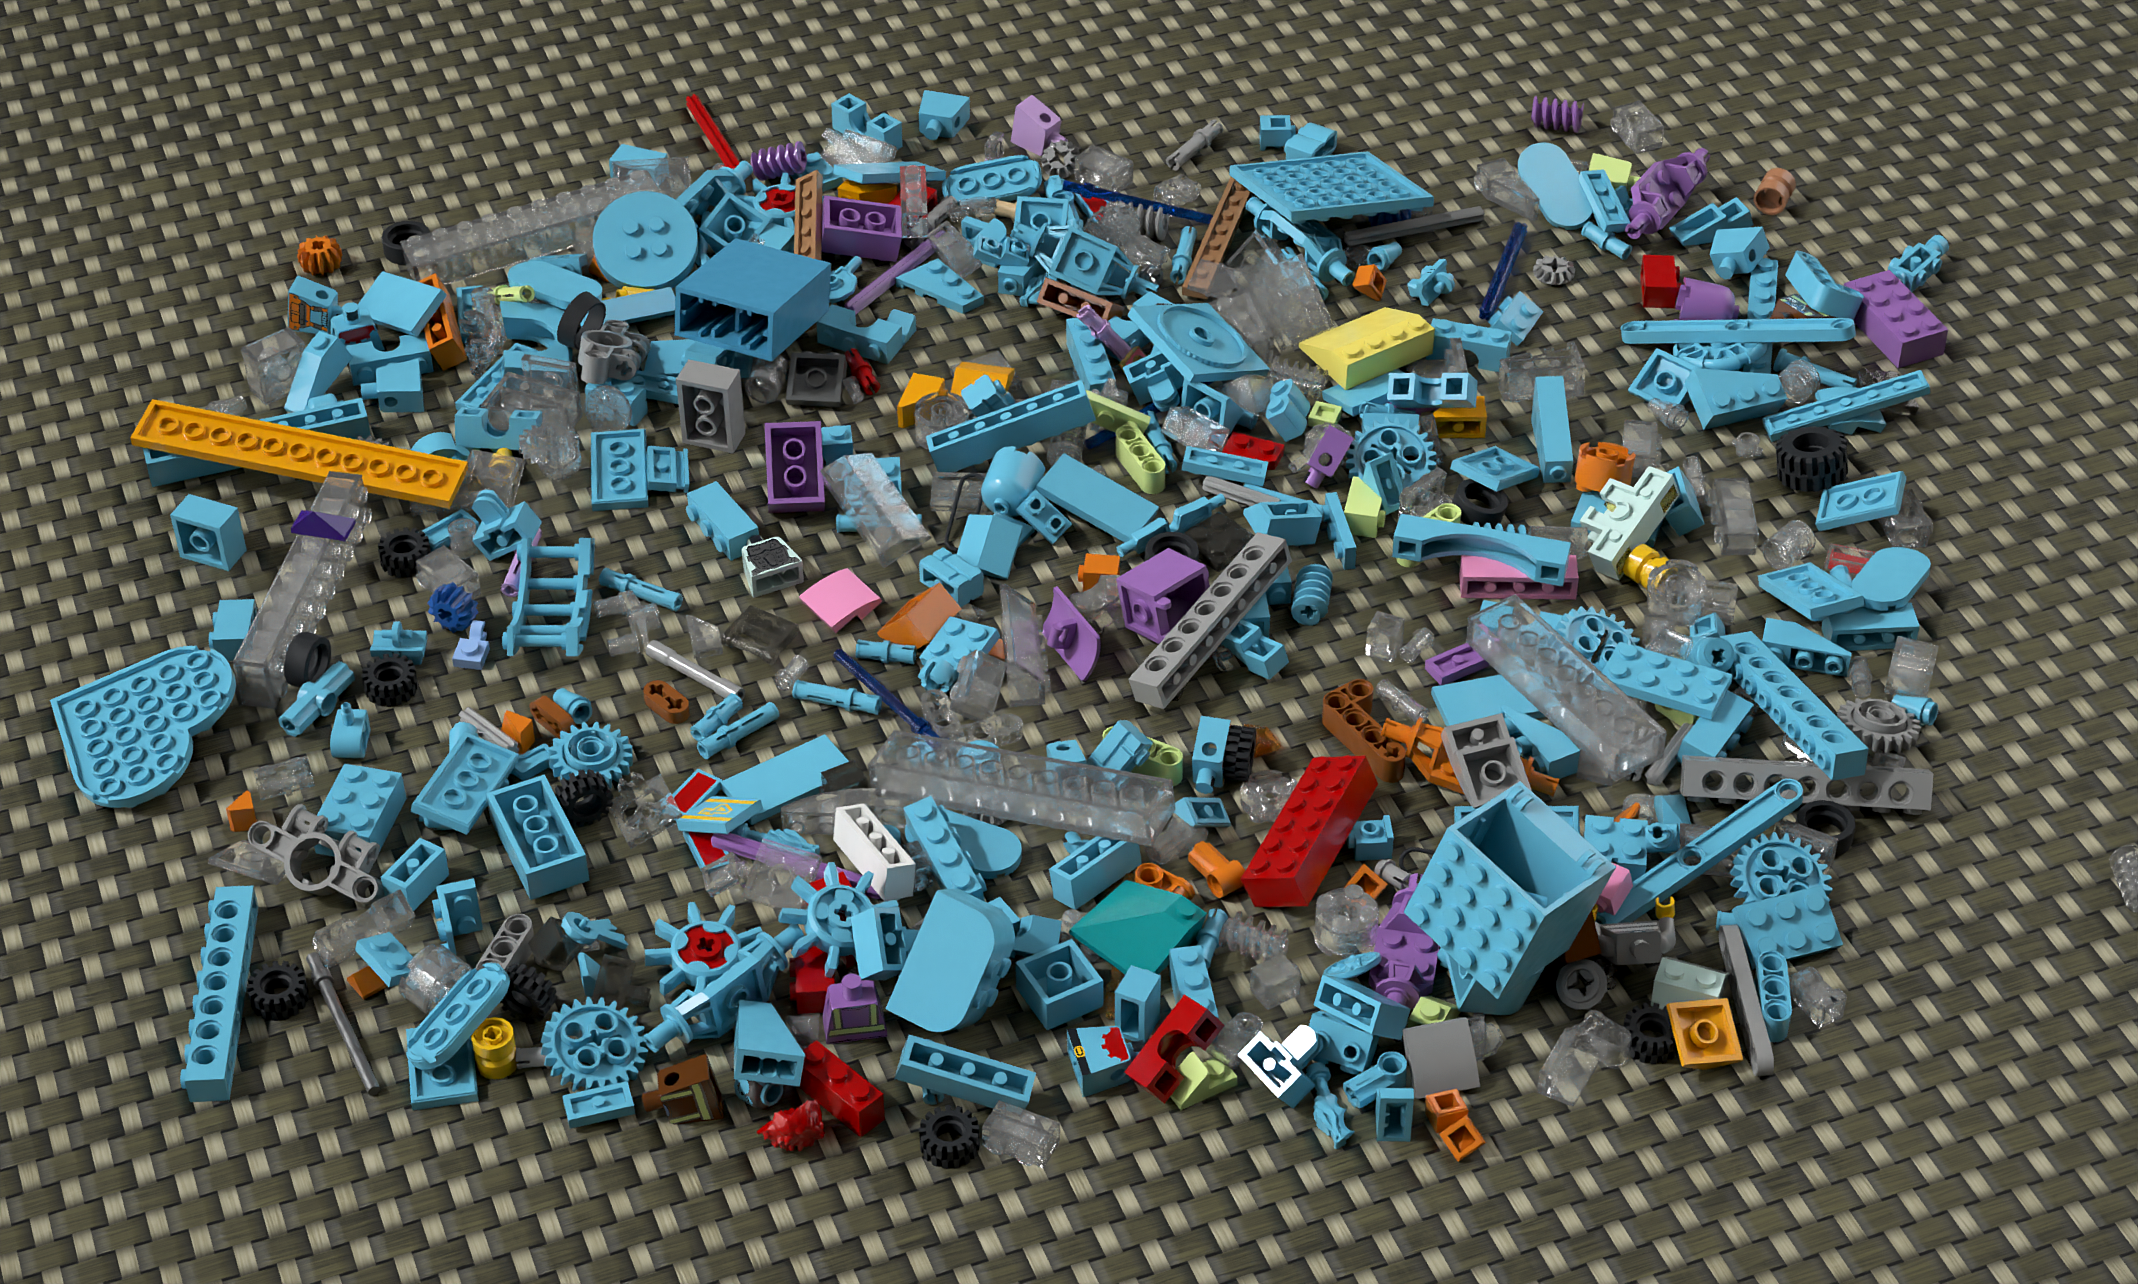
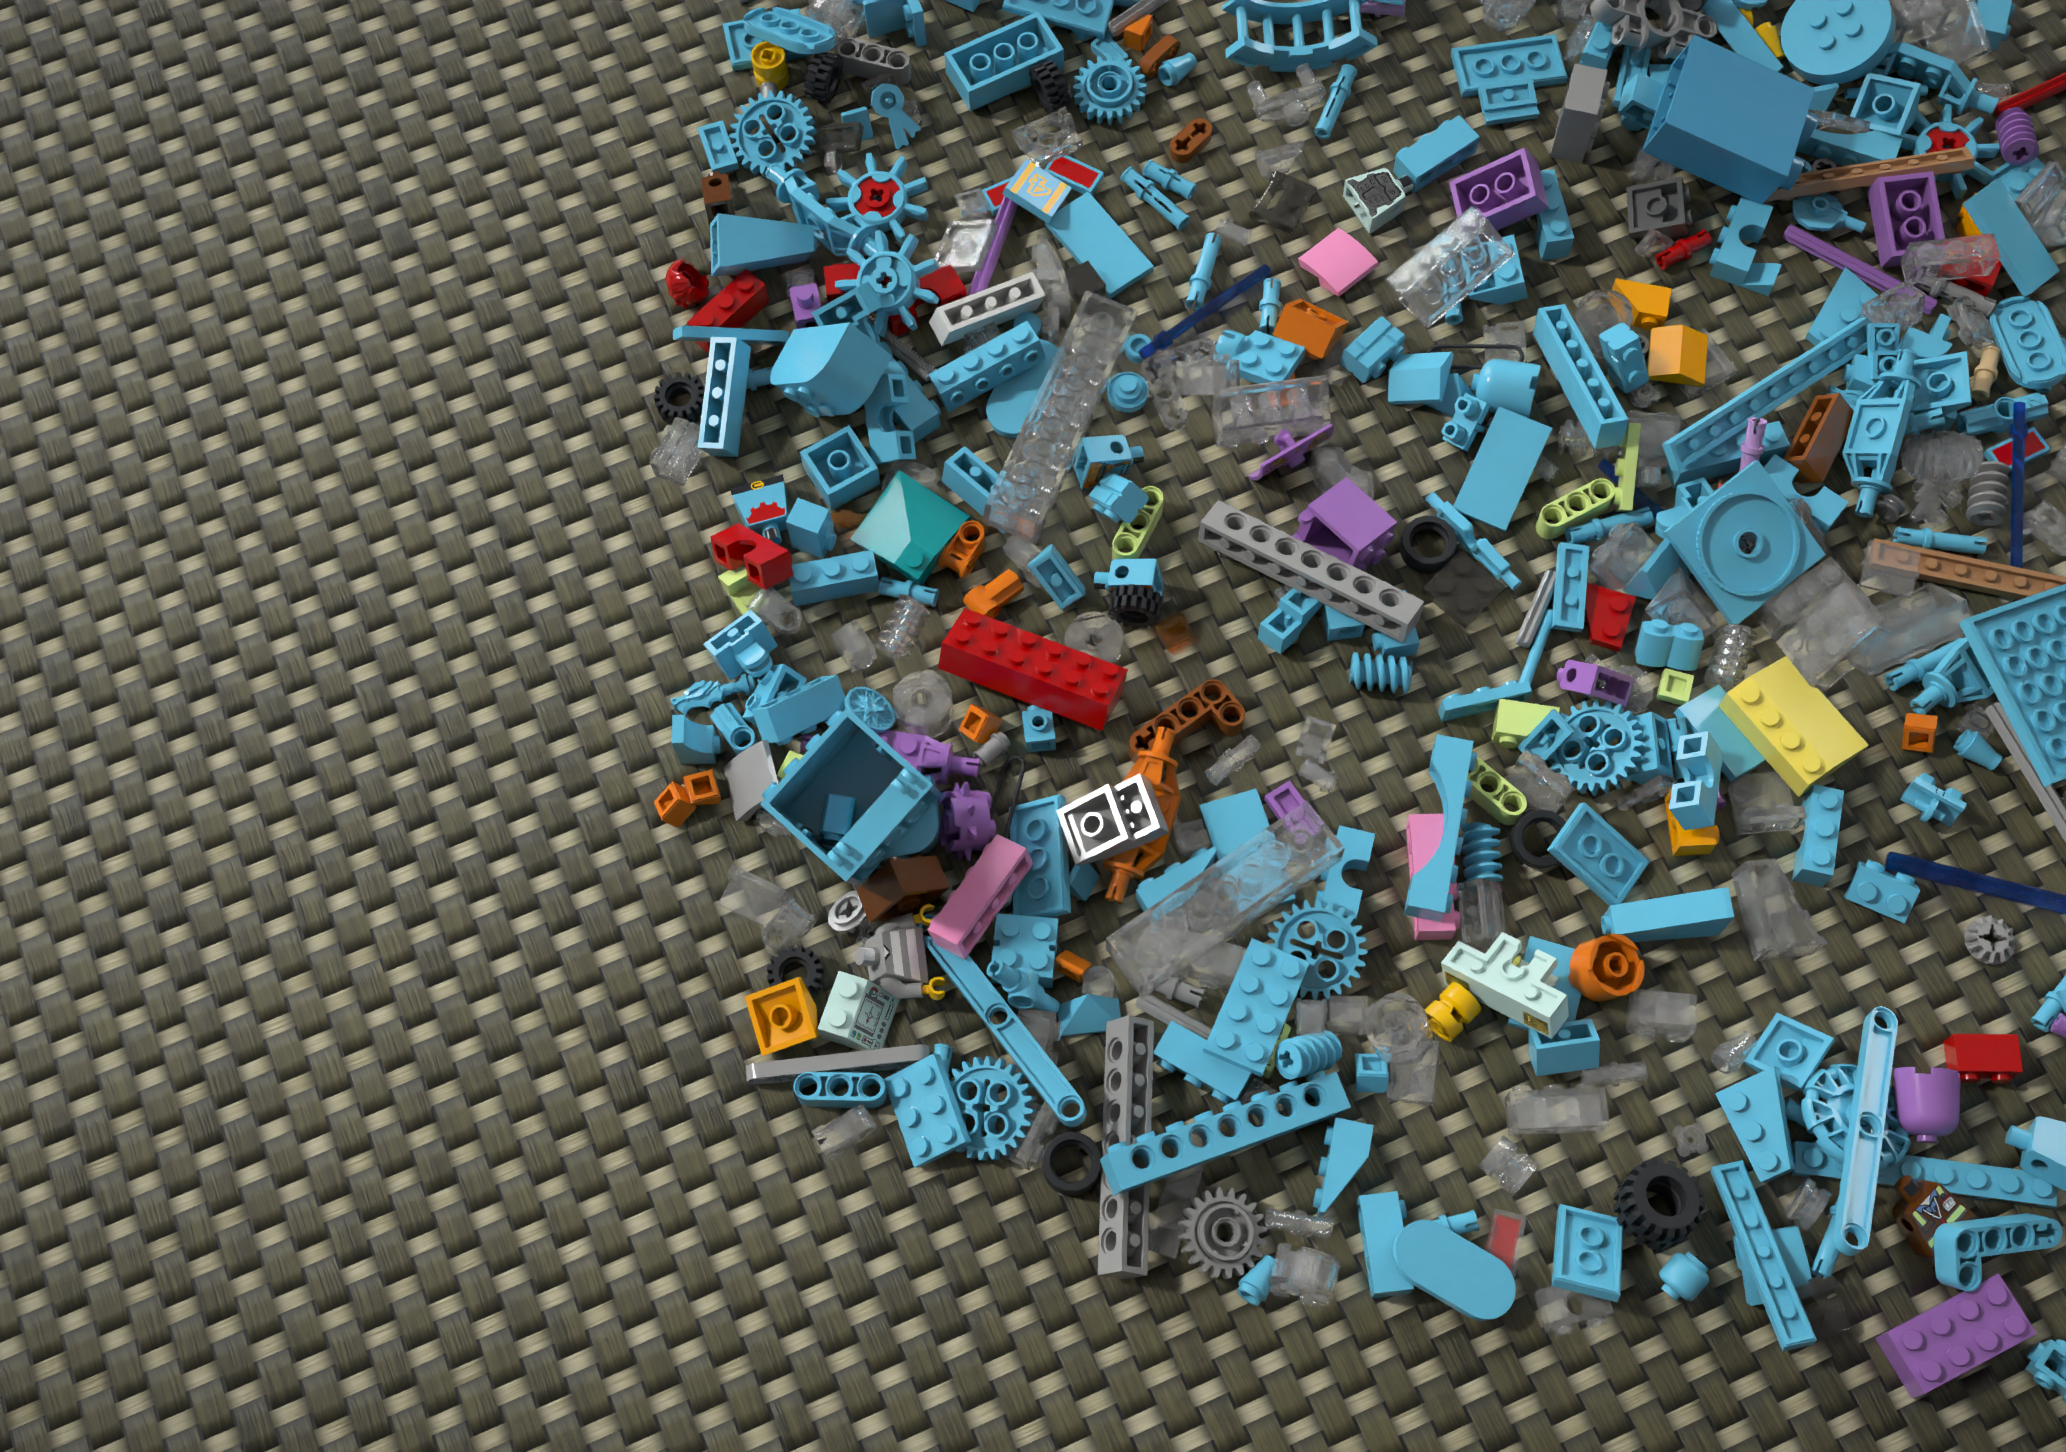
camera: 90 degrees right, 25 degrees up
(670, 658) = (1247, 136): light grey piece -> none
(785, 837) = (1019, 246): medium azure piece -> none
(885, 1067) = (748, 336): none -> medium azure tile
(1044, 323) = (1766, 395): none -> medium azure plate
(1095, 566) = (1392, 480): orange brick -> none
(1289, 520) = (1485, 642): medium azure slope -> none
(1811, 591) = (1419, 1176): medium azure plate -> none
(1869, 455) = (1684, 1276): none -> medium azure head

